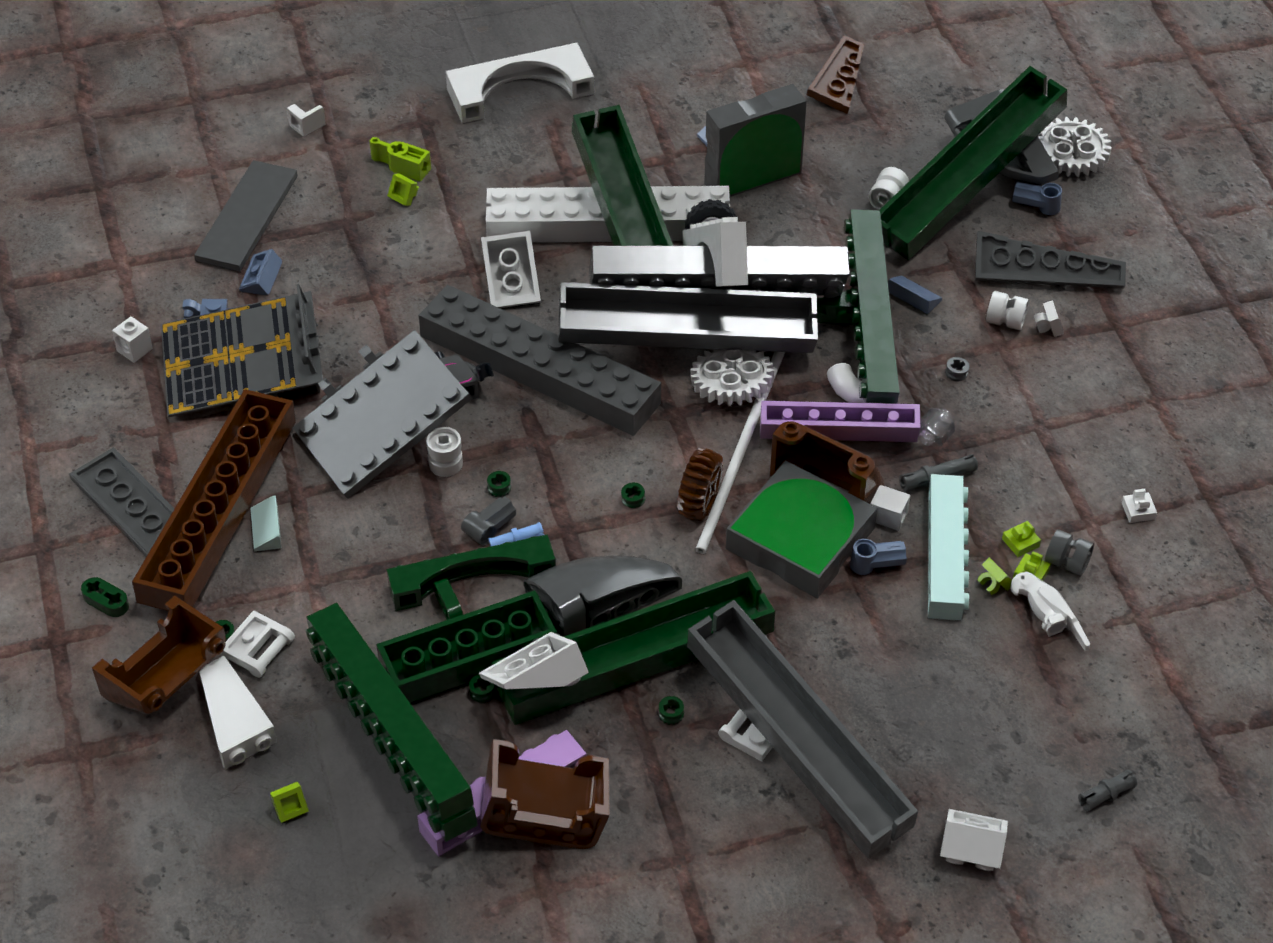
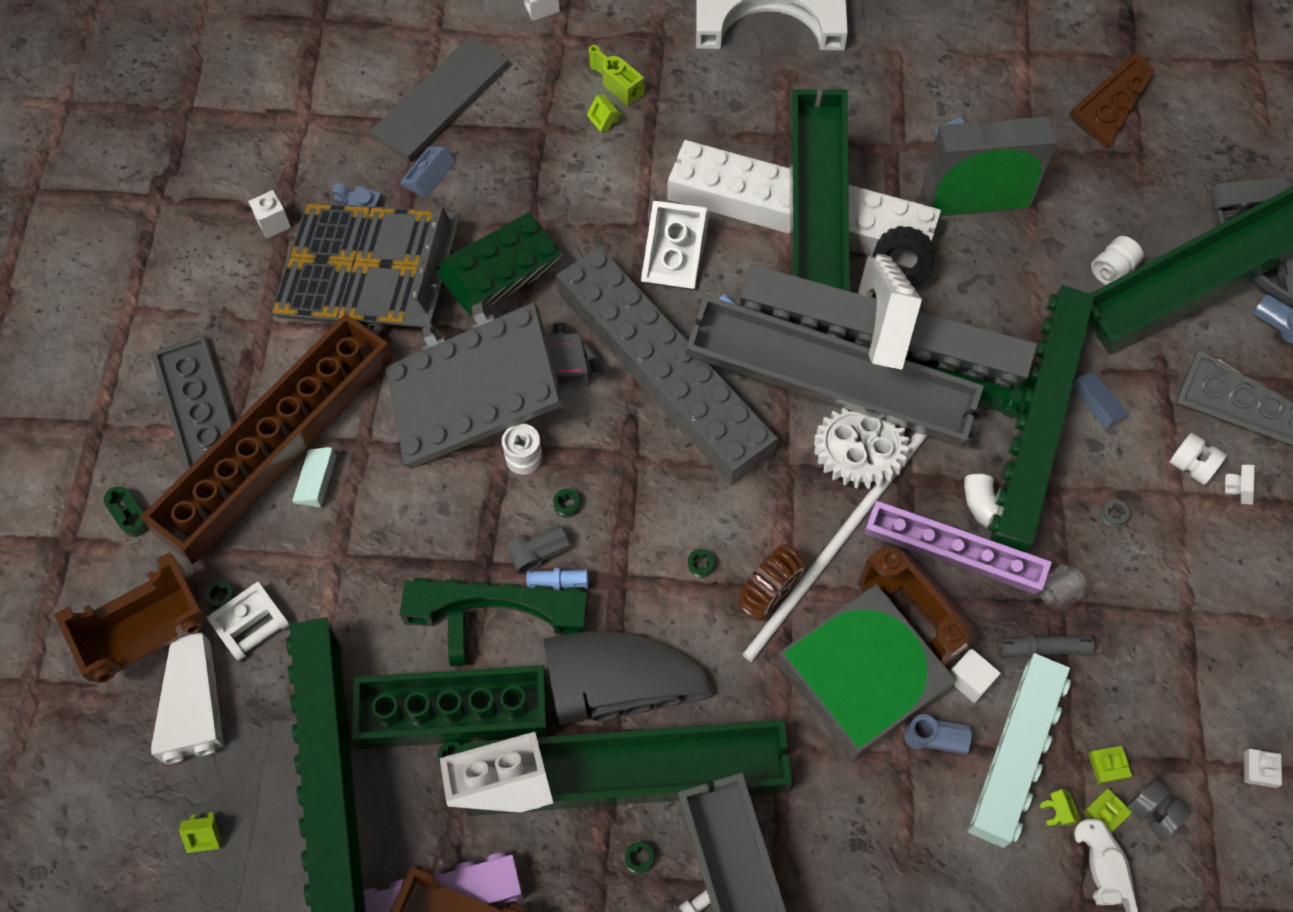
camera: 20 degrees right, 15 degrees up
(365, 318) = (499, 263): none -> dark green brick

